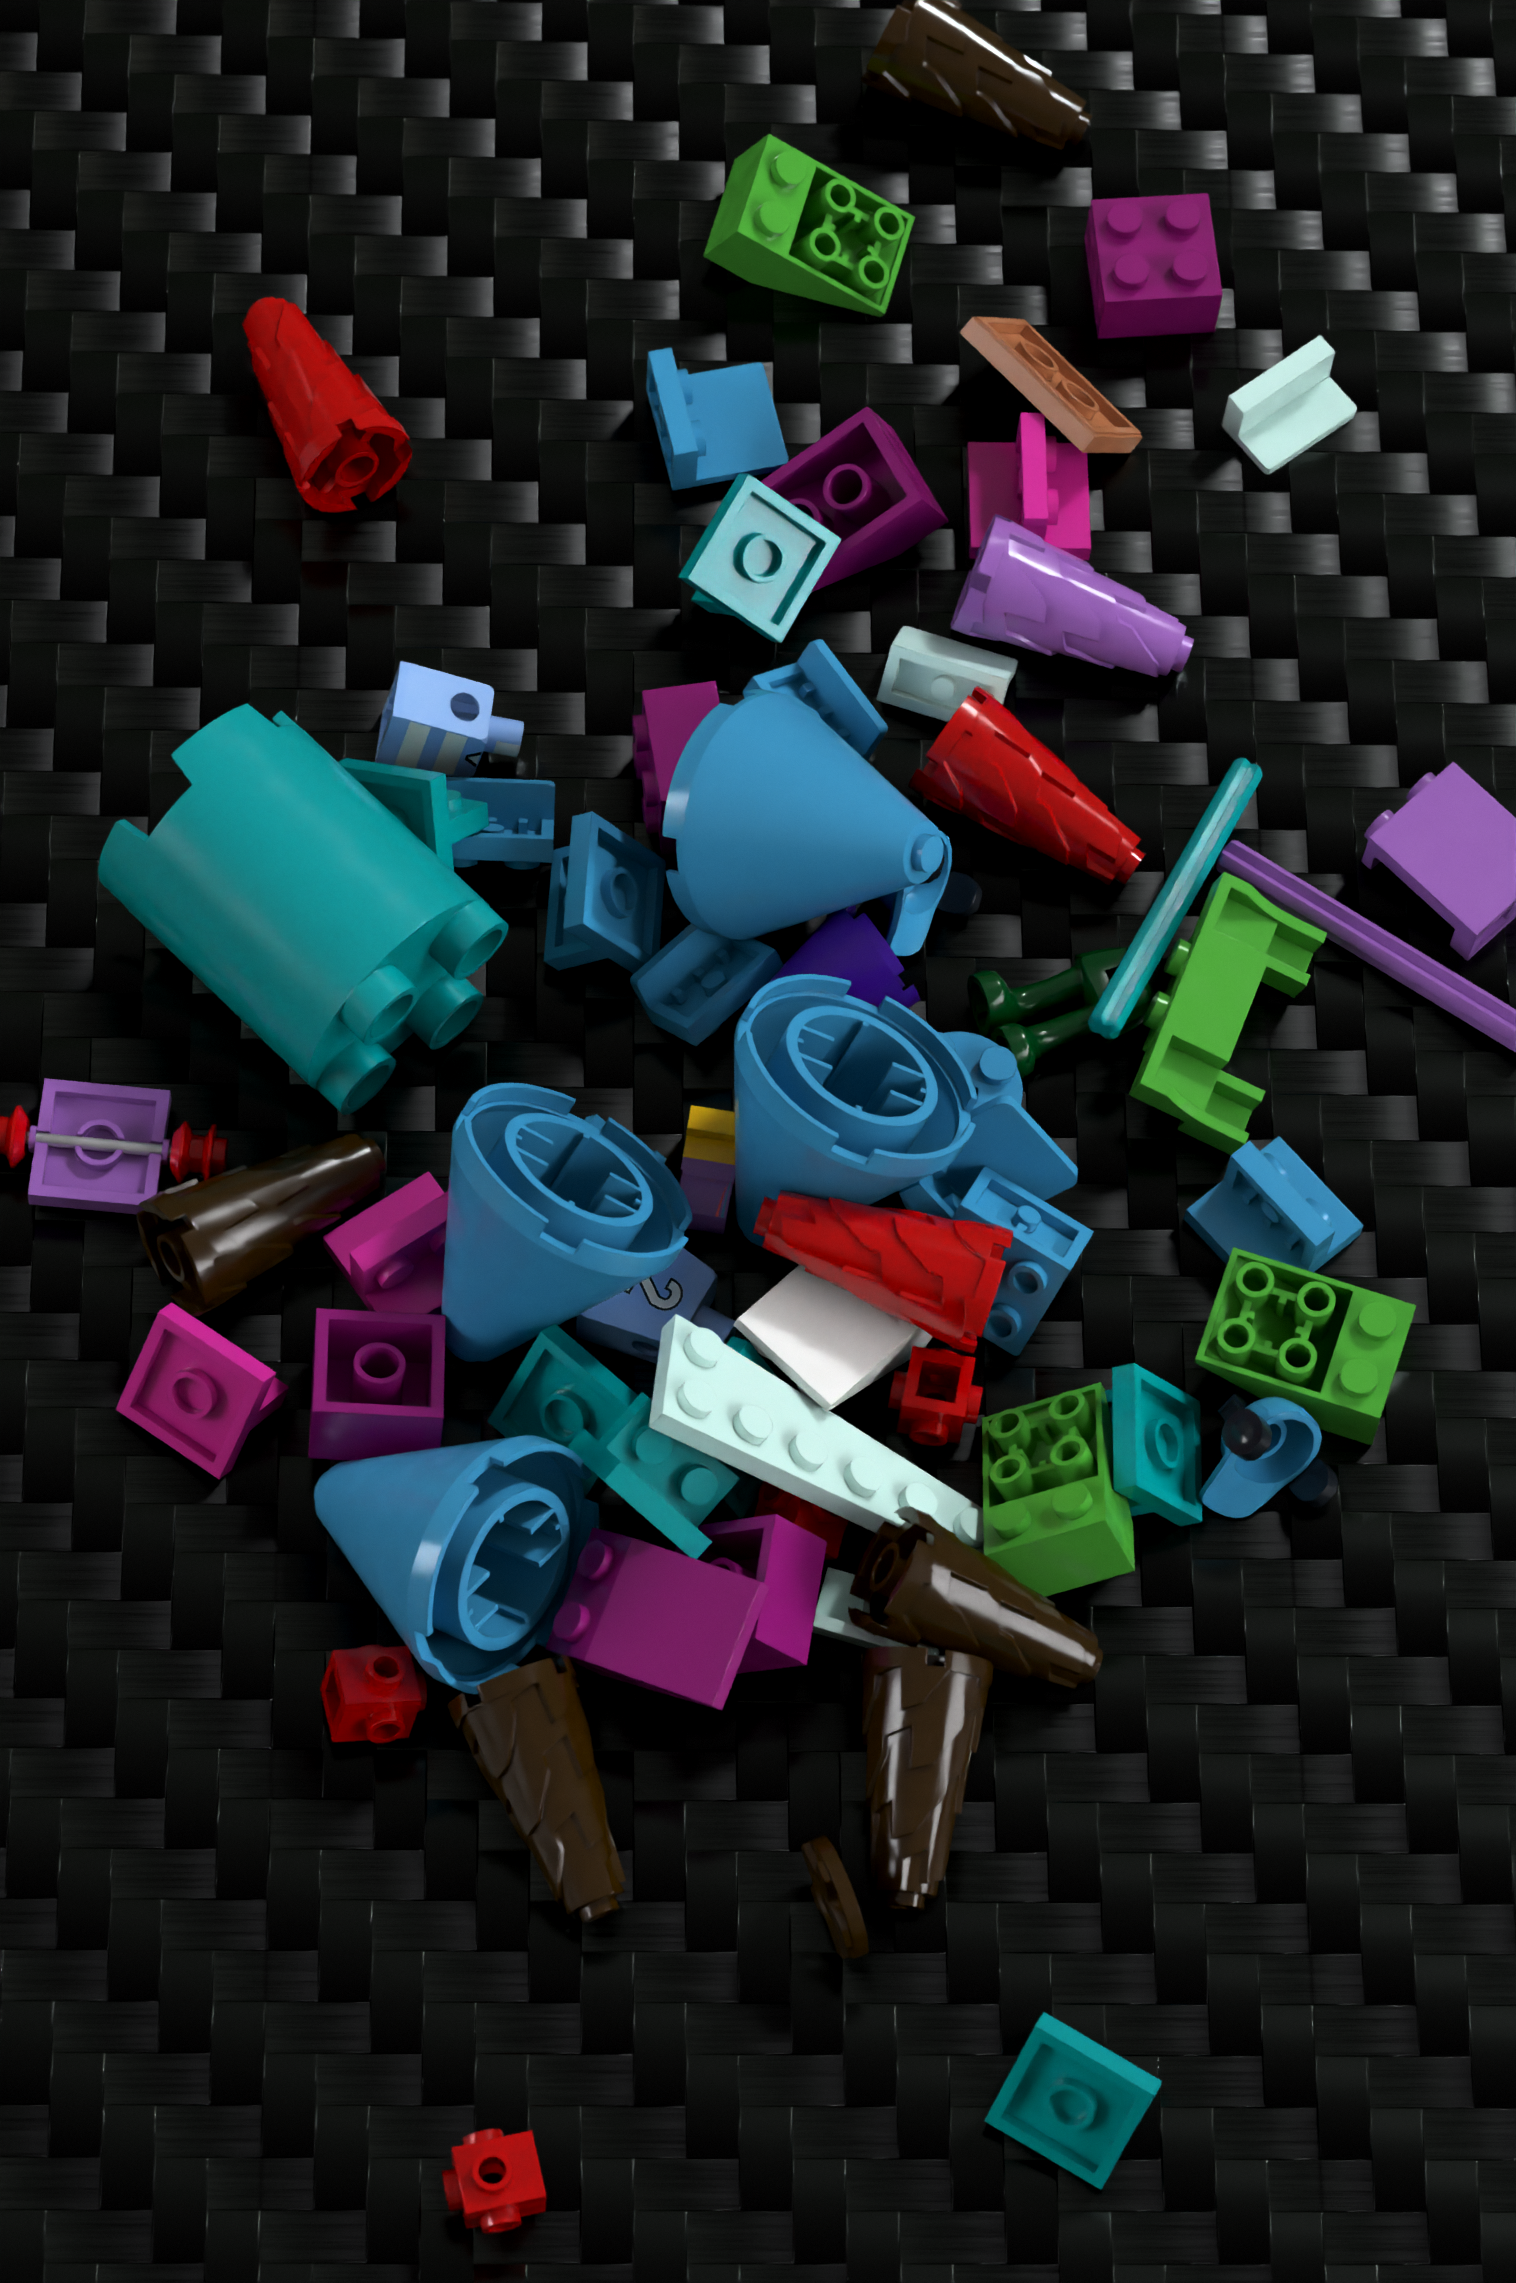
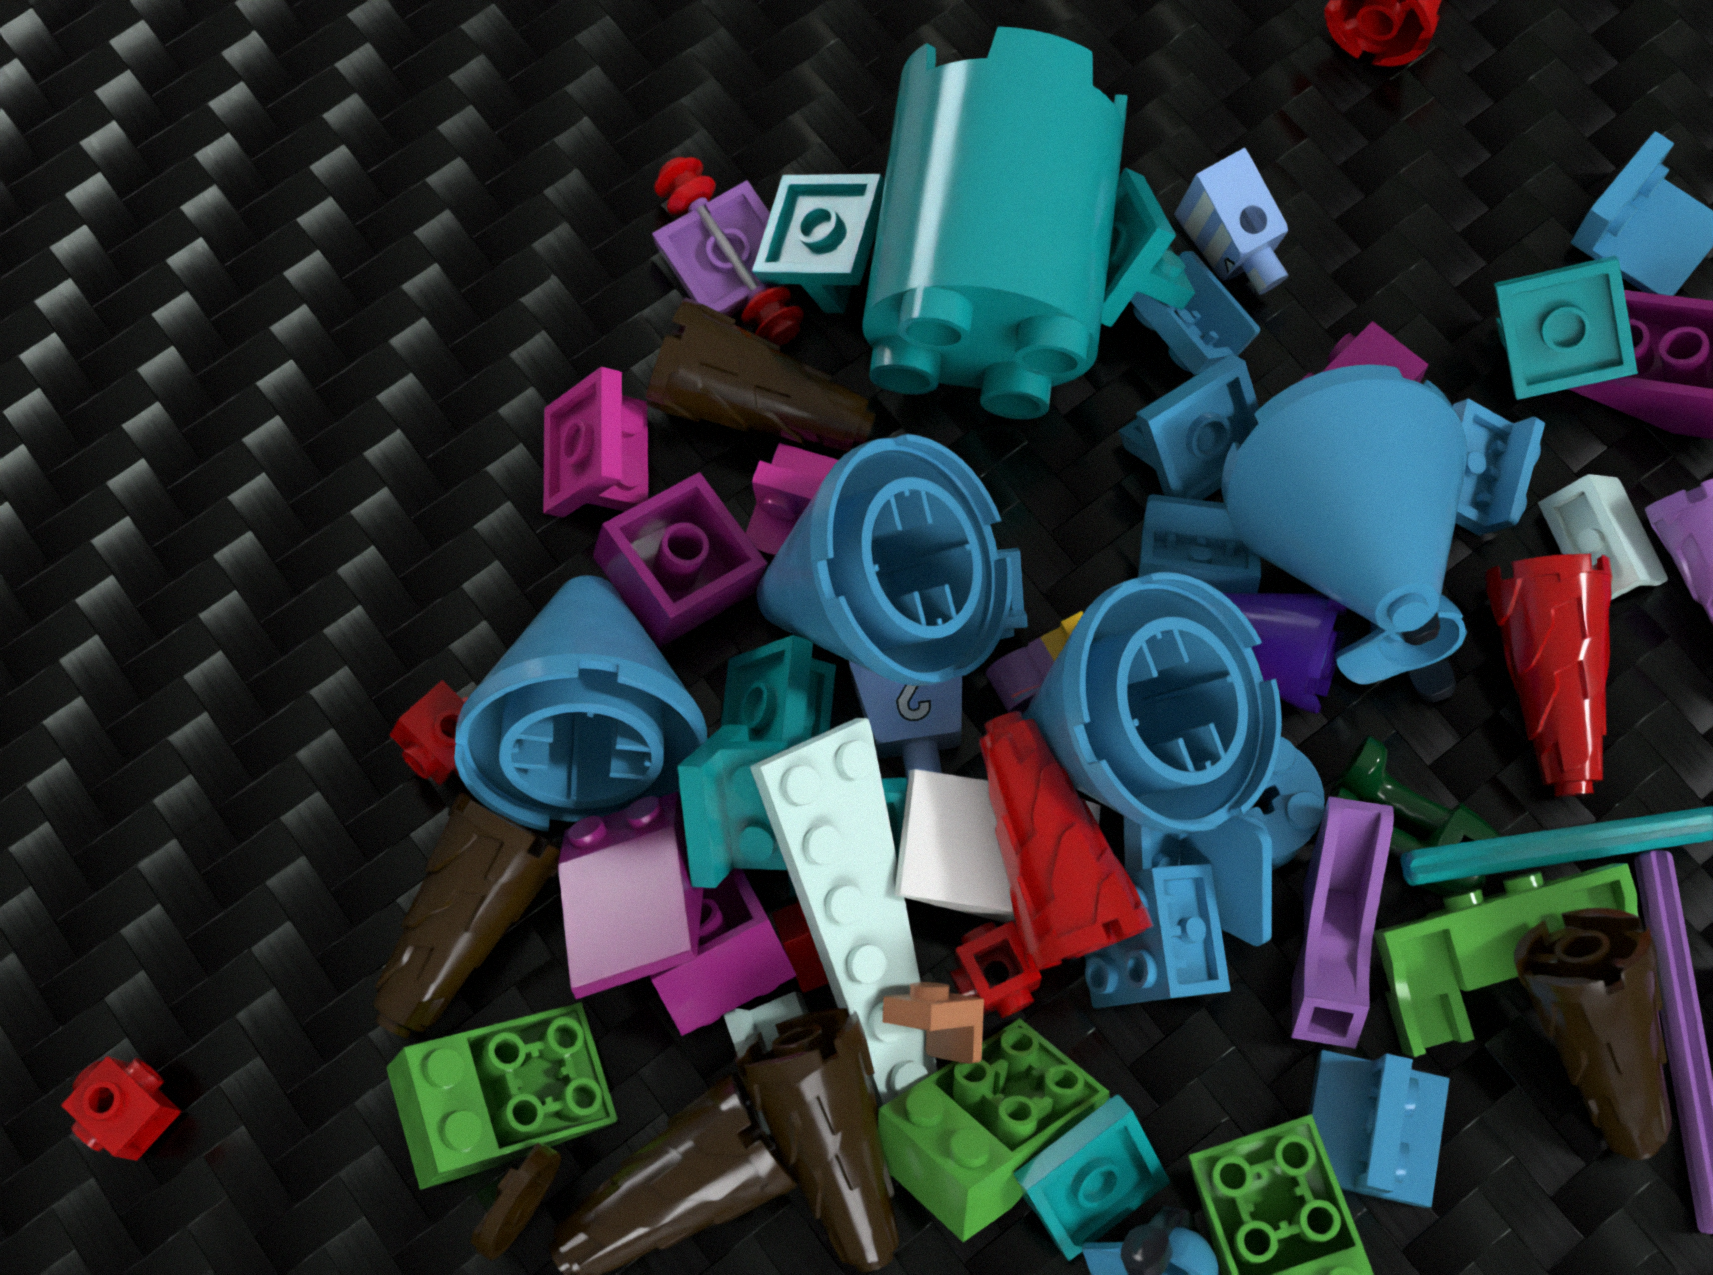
camera: 65 degrees right, 5 degrees up
(166, 1050) = (821, 235): none -> teal bracket
(725, 1867) = (499, 1093): none -> bright green slope
(955, 1457) = (950, 1020): none -> nougat bracket
(1092, 1105) = (1339, 922): none -> medium lavender arch
(1317, 980) = (1601, 1006): none -> dark brown cone

